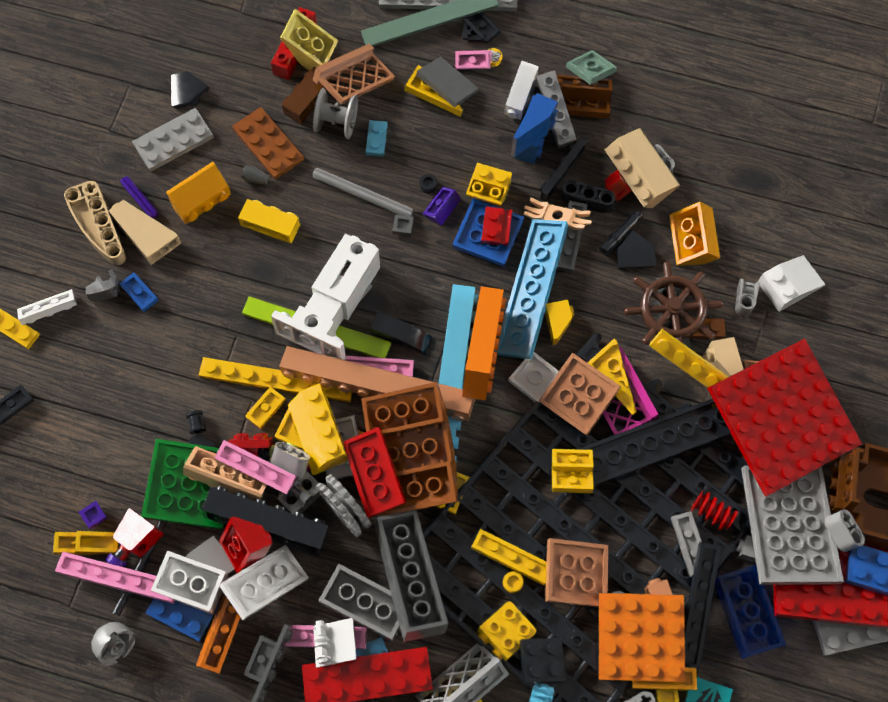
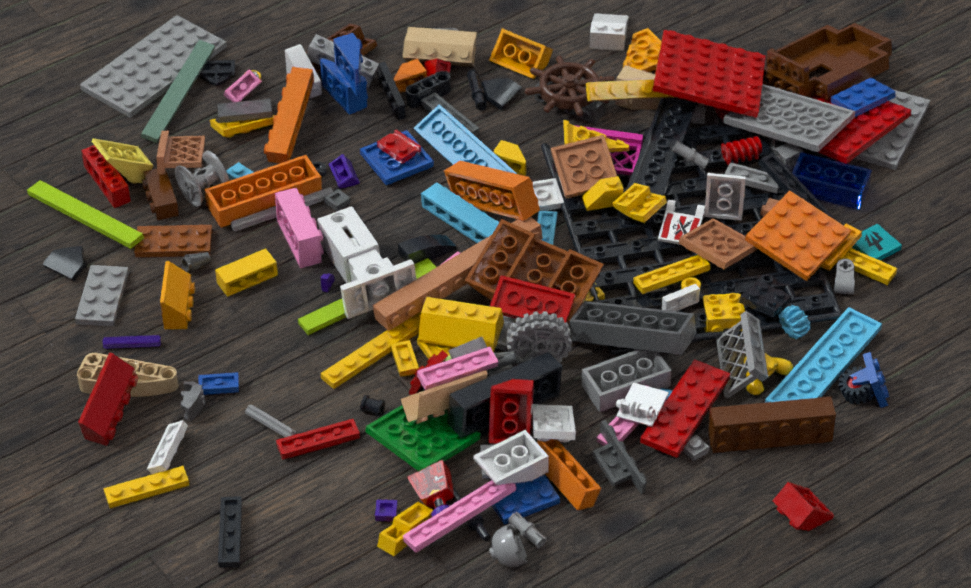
camera: 50 degrees left, 25 degrees down
(48, 232) = (108, 400): none -> red slope
(127, 359) = (269, 421): none -> light grey axle
(132, 408) = (317, 439): none -> red plate
(145, 232) = (175, 349): tan slope -> none
(146, 640) = (527, 530): none -> light grey pin
(243, 63) = (85, 214): none -> lime tile
(305, 286) = (327, 281): none -> dark purple tile
(340, 220) = (299, 227): none -> bright pink brick
(363, 165) = (257, 190): none -> orange brick
(461, 119) = (290, 115): none -> orange brick
(489, 184) = (358, 131): yellow slope -> none
(493, 589) = (681, 298): none -> white plate
(496, 410) = (548, 221): none -> medium azure tile
(546, 213) = (416, 116): light nougat piece -> none
(563, 431) = (603, 193): none -> yellow slope
(579, 521) = (678, 224): none -> white flag
(590, 170) = (408, 74): none -> orange slope
(591, 67) = (327, 28): sand green tile -> none
(634, 541) = (724, 196): none -> white slope
(671, 470) = (690, 154): none -> light grey pin
(747, 294) = (598, 53): light grey piece -> none
(783, 331) = (643, 51): none -> light orange plate
(844, 530) = (820, 90): light grey beam -> none

